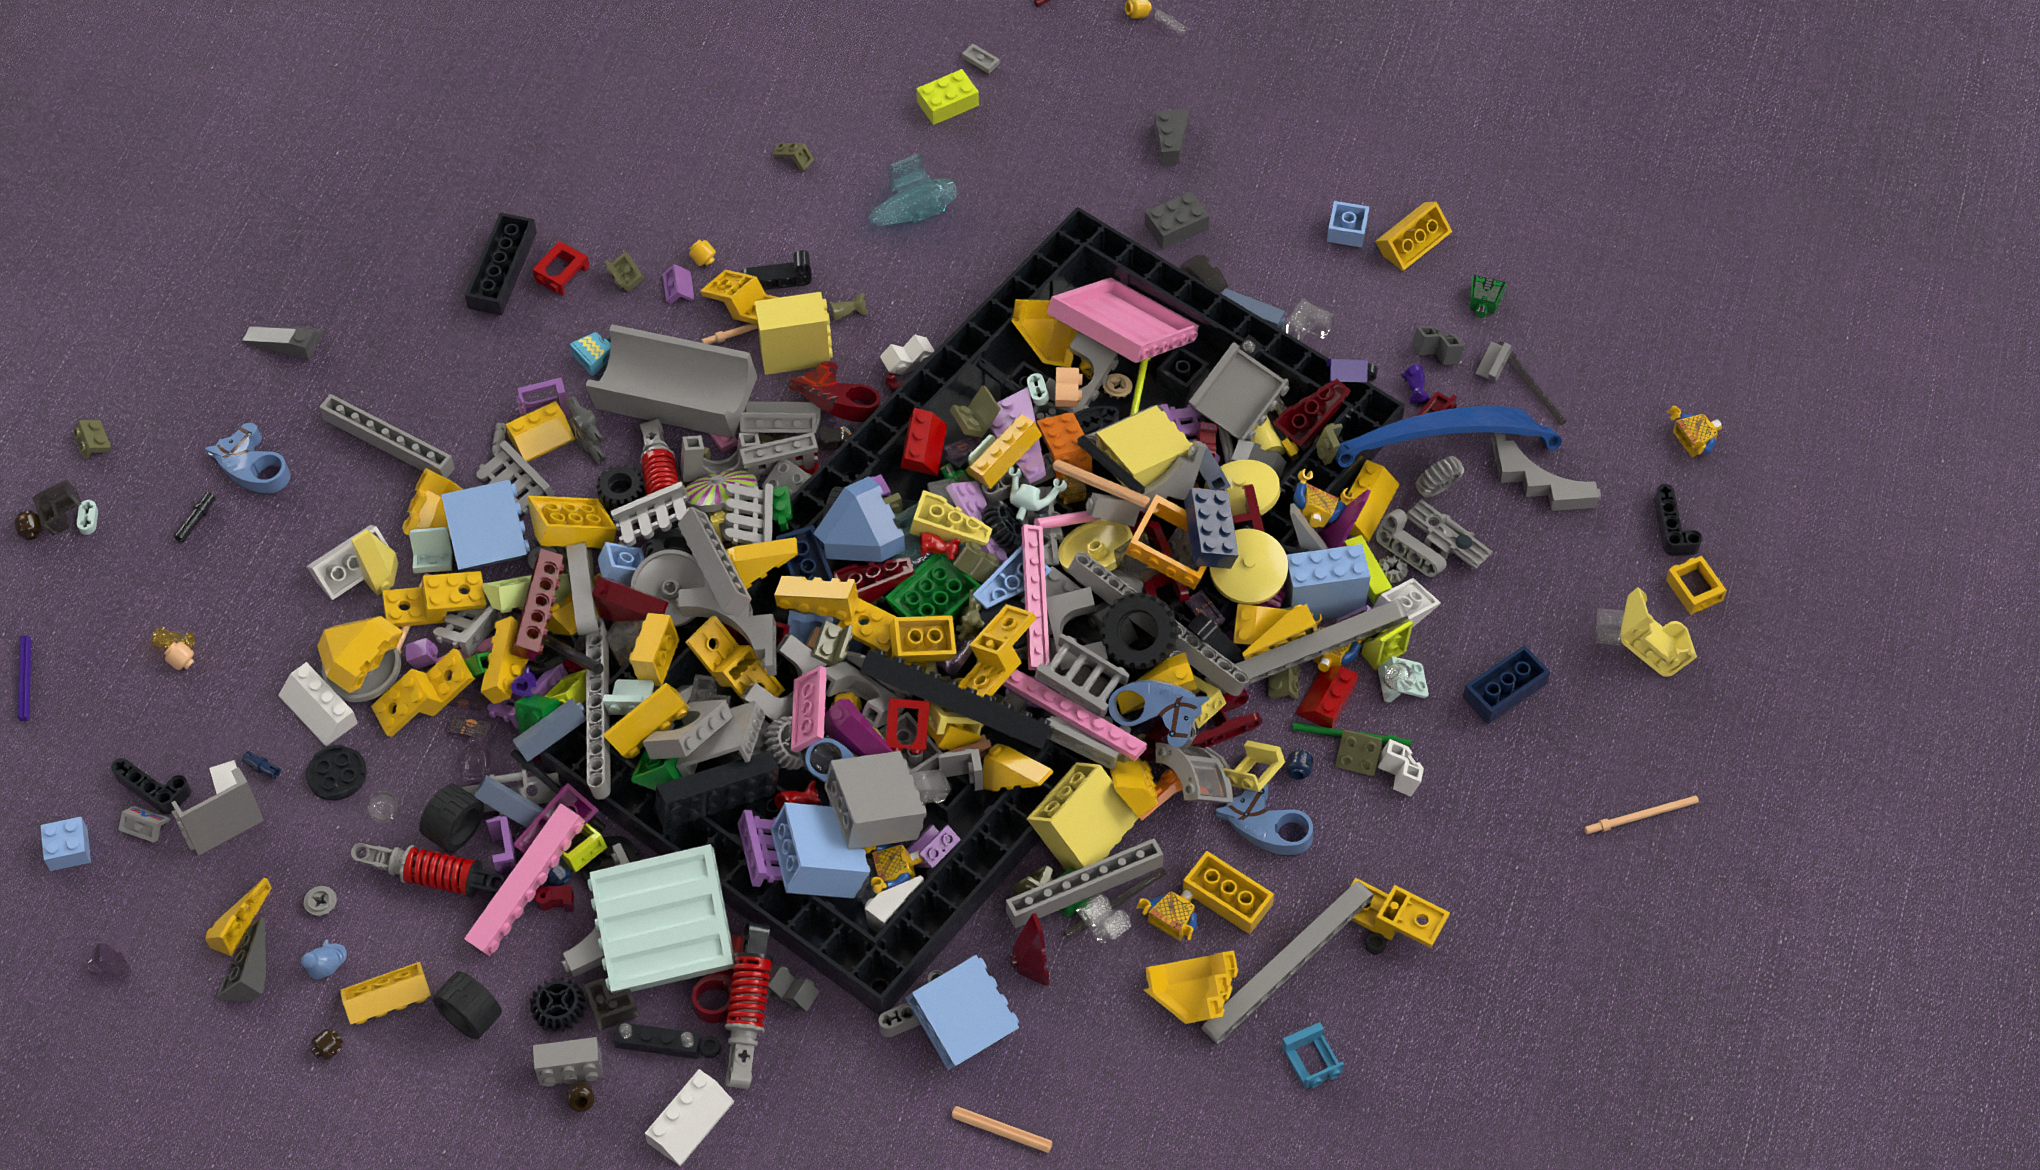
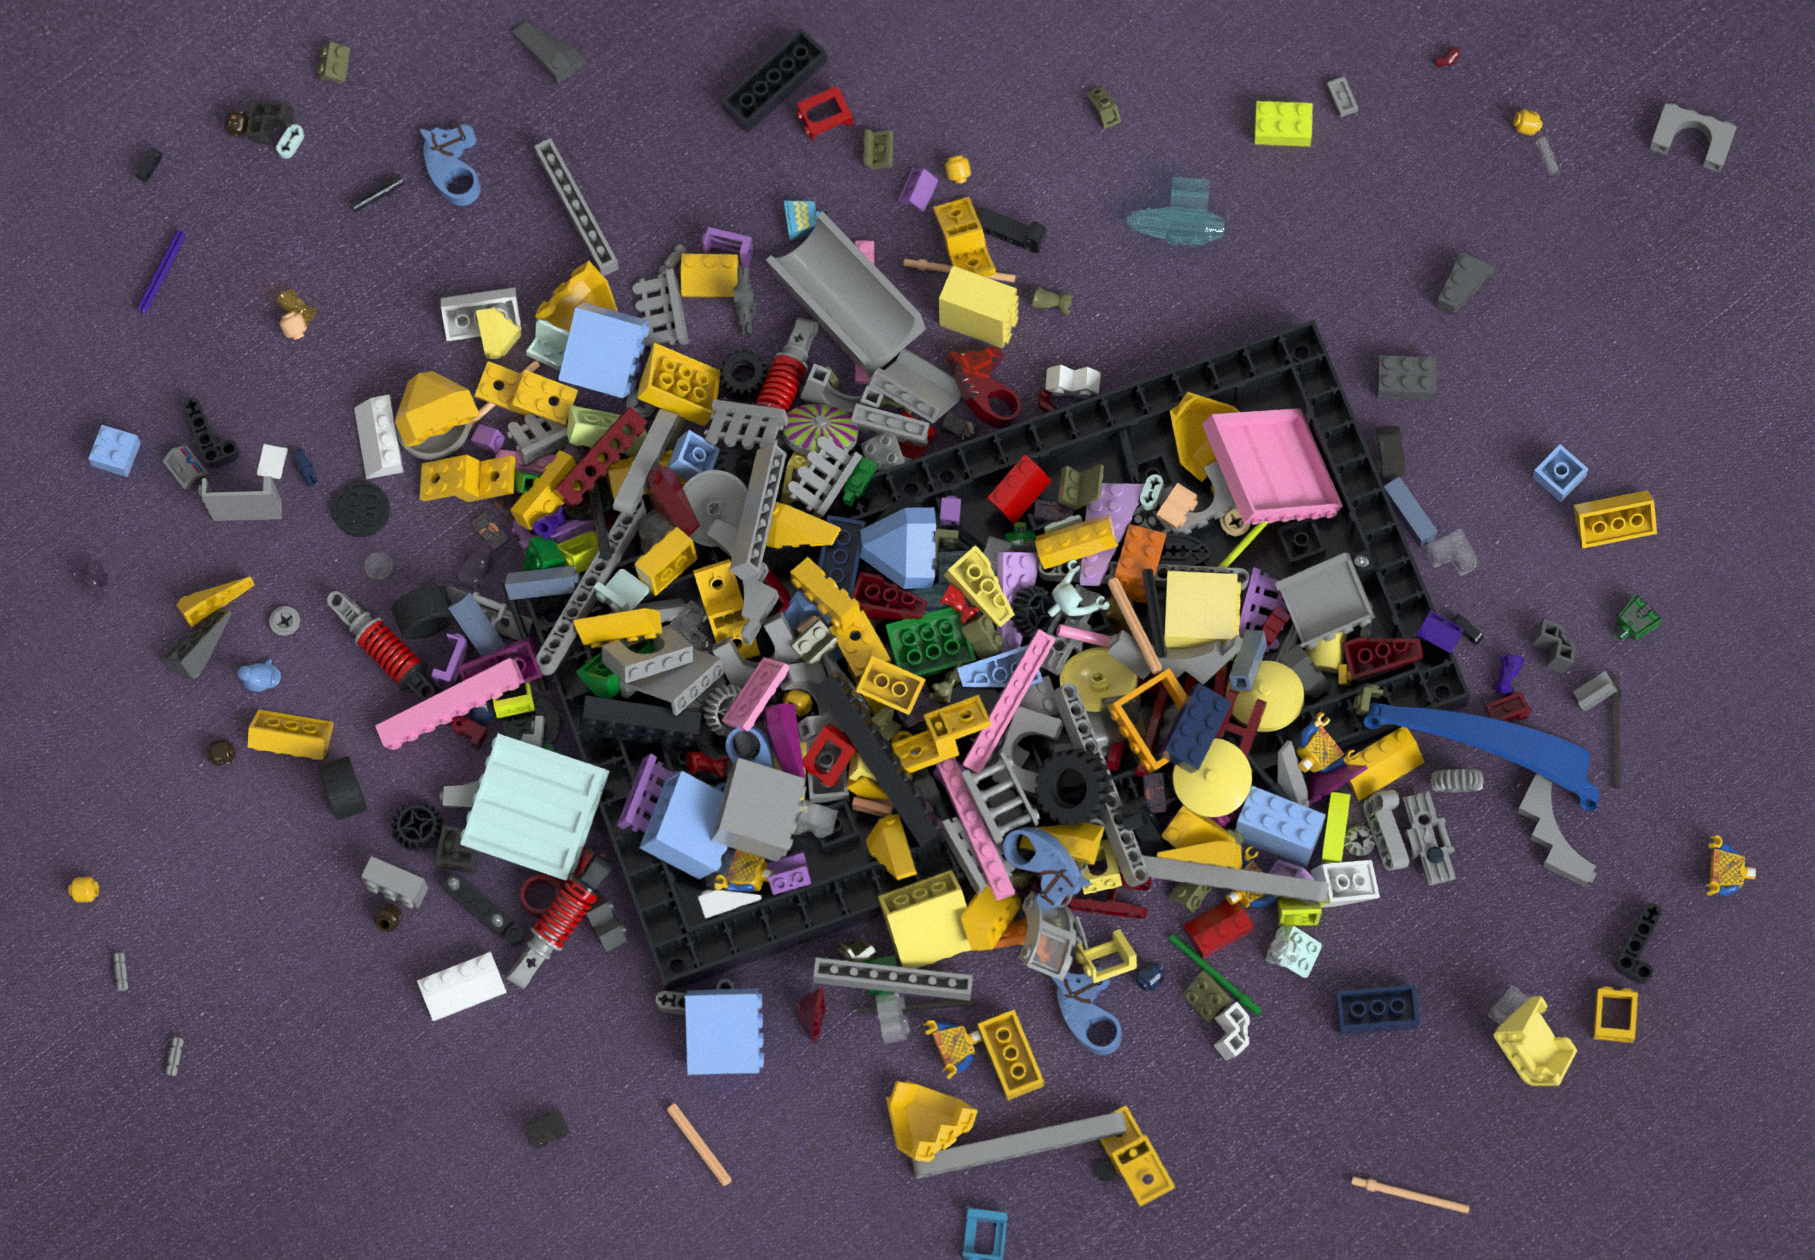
camera: 35 degrees right, 15 degrees up
(962, 763) = (861, 815): light grey bracket -> none

